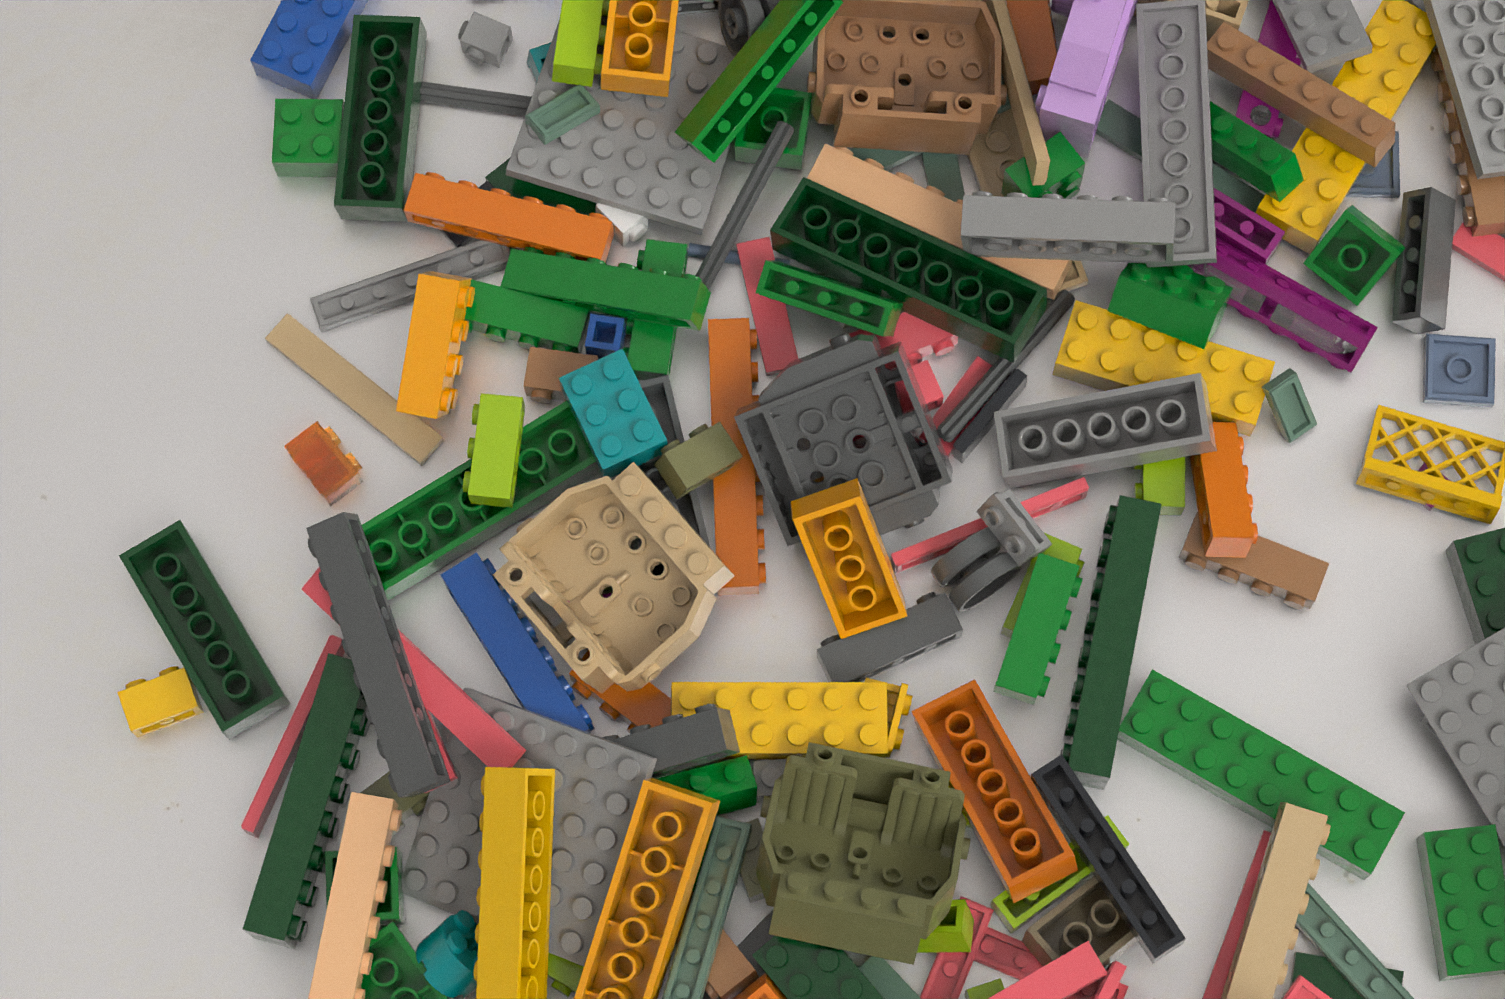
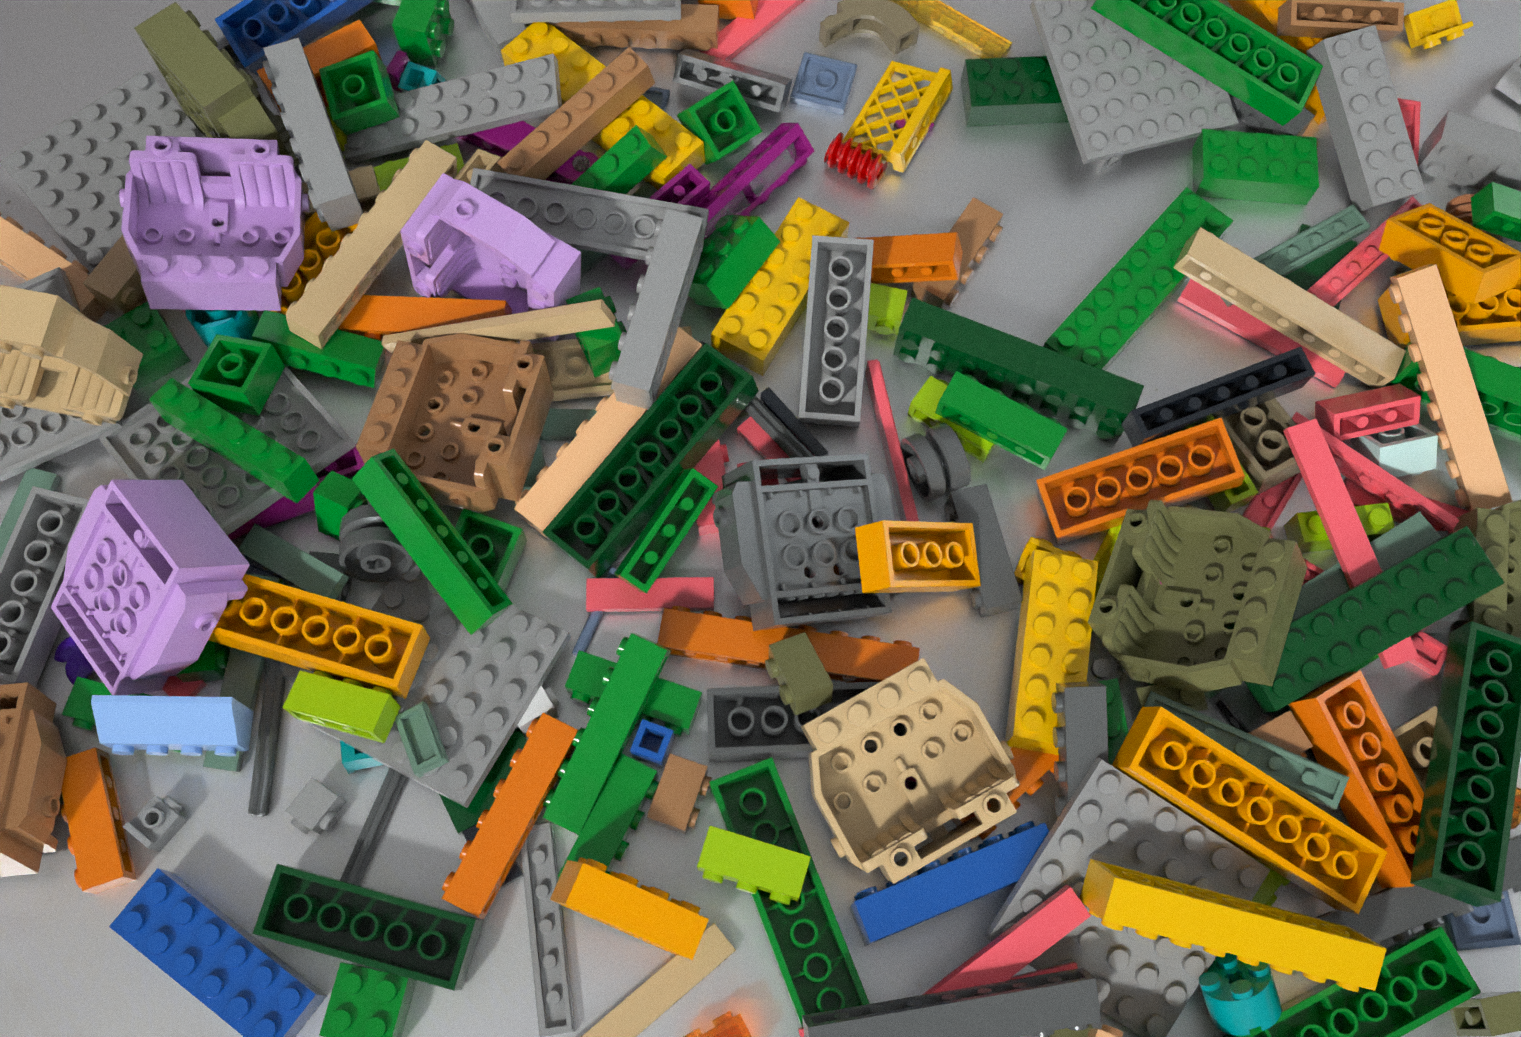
camera: 85 degrees left, 5 degrees down
(613, 413) = (741, 742): teal brick -> none
(744, 203) = (554, 591): dark grey axle -> none
(1013, 527) = (909, 419): light grey bracket -> none
(1289, 405) = (834, 198): sand green tile -> none
(1348, 423) = (855, 162): none -> red piece

